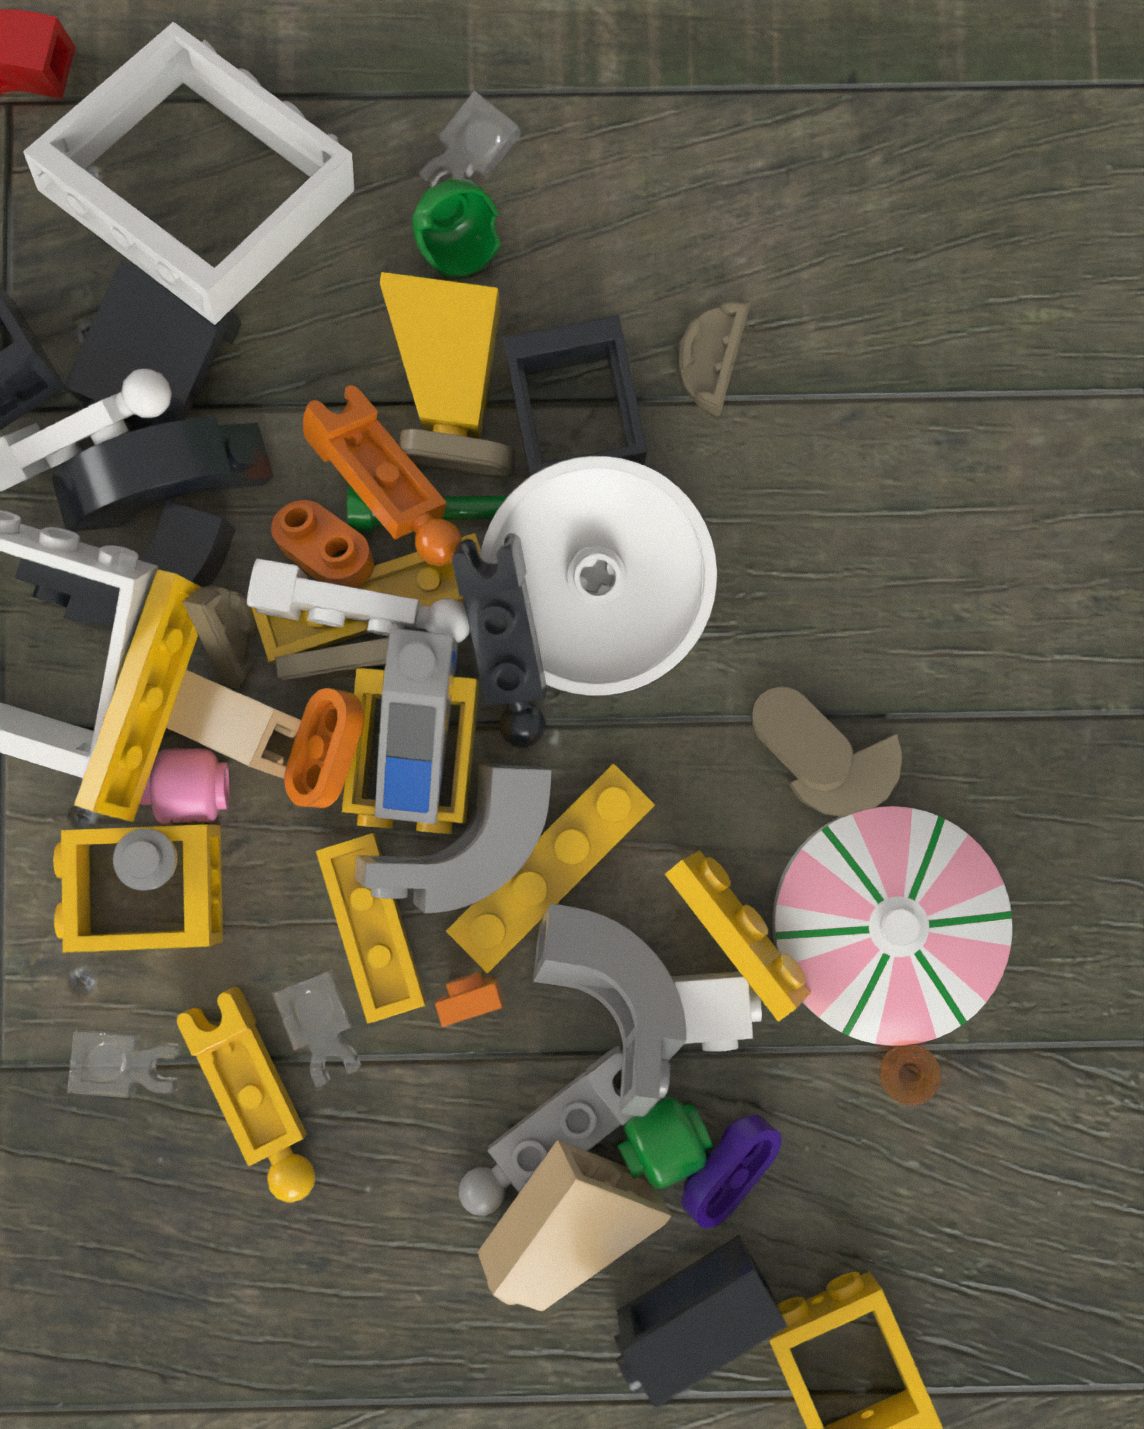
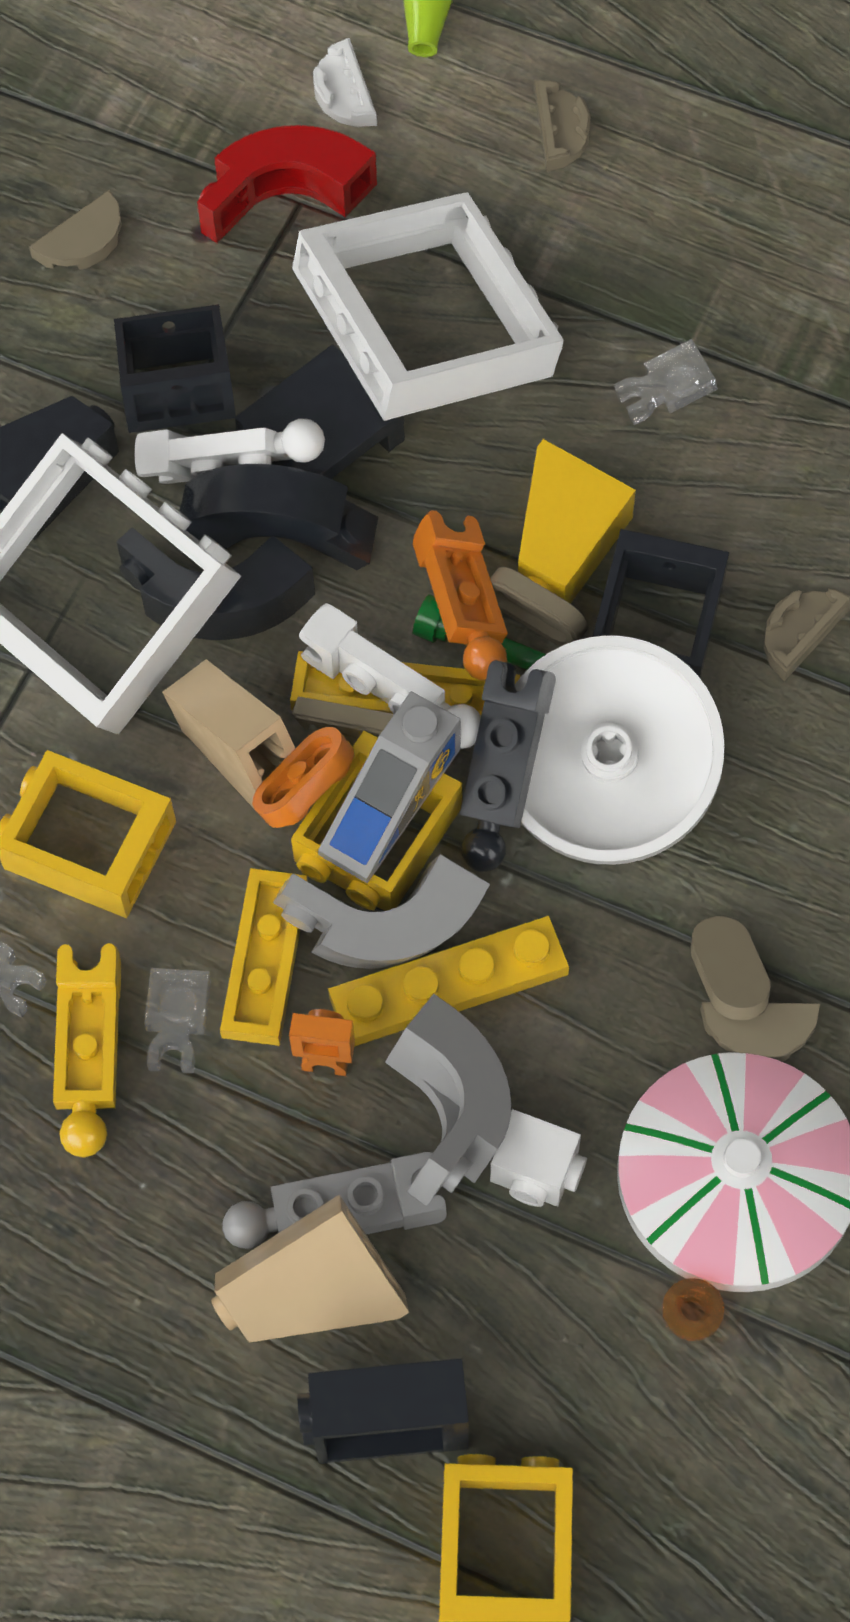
camera: 30 degrees right, 20 degrees down
(141, 701) = (175, 669): yellow plate -> none
(145, 859) = (107, 796): light grey plate -> none
(187, 786) = (168, 766): bright pink head -> none
(223, 627) = (268, 652): dark tan tile -> none
(318, 541) = (386, 624): orange plate -> none
(456, 227) = (624, 434): green hair -> none
(665, 1143) = (434, 1253): green head -> none
(731, 1170) = (482, 1313): dark purple plate -> none
(740, 933) = (592, 1101): yellow plate -> none

